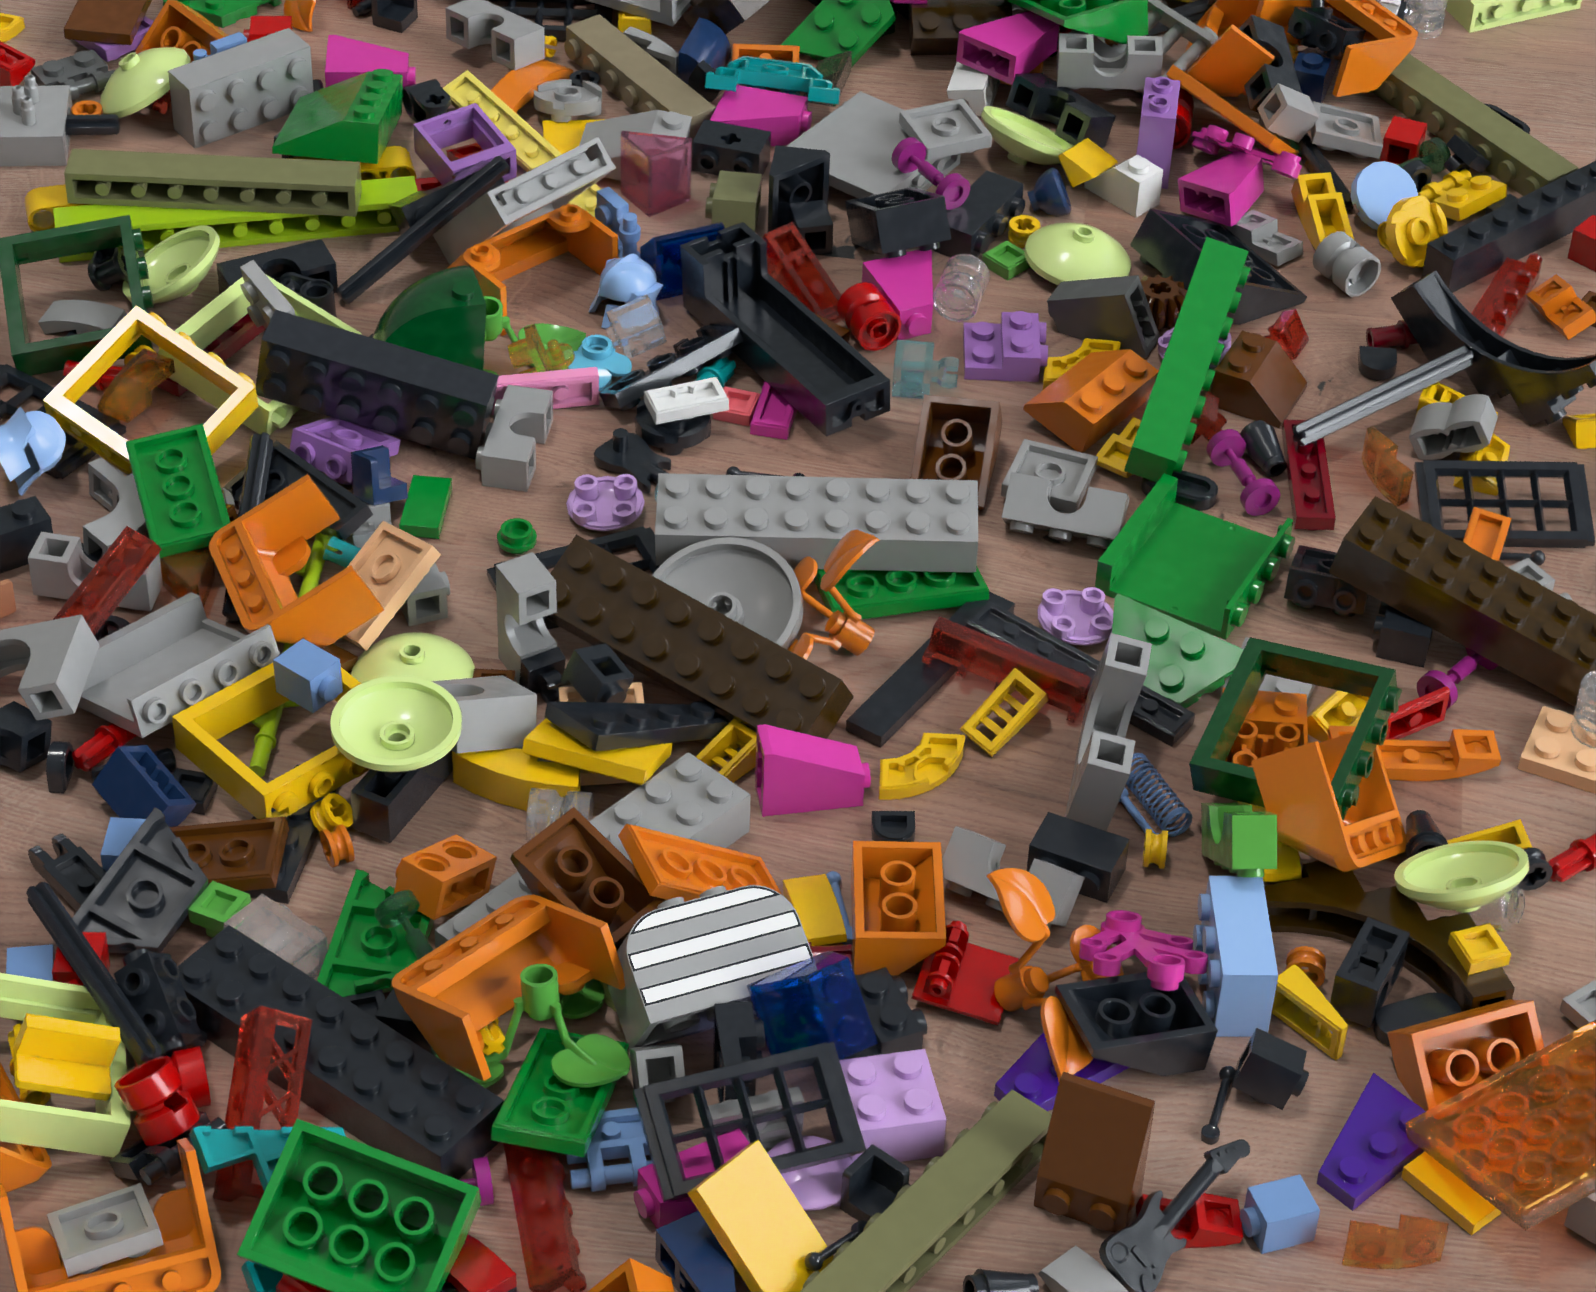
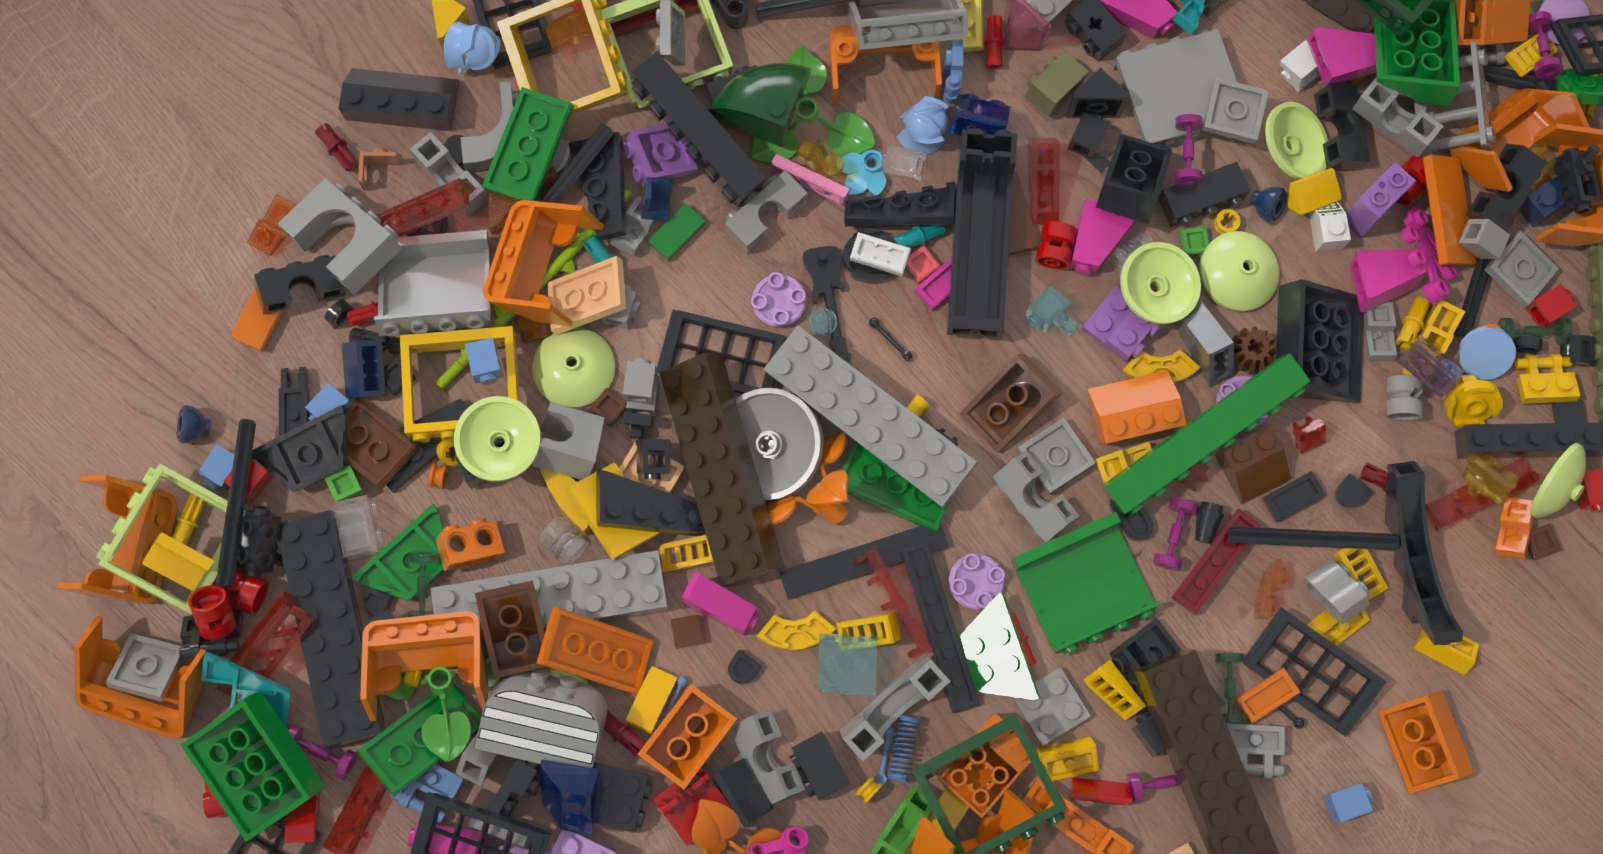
camera: 35 degrees right, 35 degrees up
(516, 536) = (708, 294): green plate -> none
(646, 218) = (994, 42): none -> red axle
(792, 831) = (687, 631): none -> reddish brown tile
(992, 931) = (743, 792): none -> black slope
(1012, 277) = (1171, 273): none -> yellowish green dish
(1012, 749) = (847, 664): none -> clear light blue slope
(1291, 215) = (1413, 322): none -> yellow axle
(1292, 613) = (1100, 683): none -> yellow slope
(1326, 390) = (1293, 496): none -> black tile
(1345, 212) = (1430, 366): none -> brick
(1495, 273) = (1484, 478): none -> clear yellow hips
(1570, 233) = (1561, 483): none -> yellowish green dish

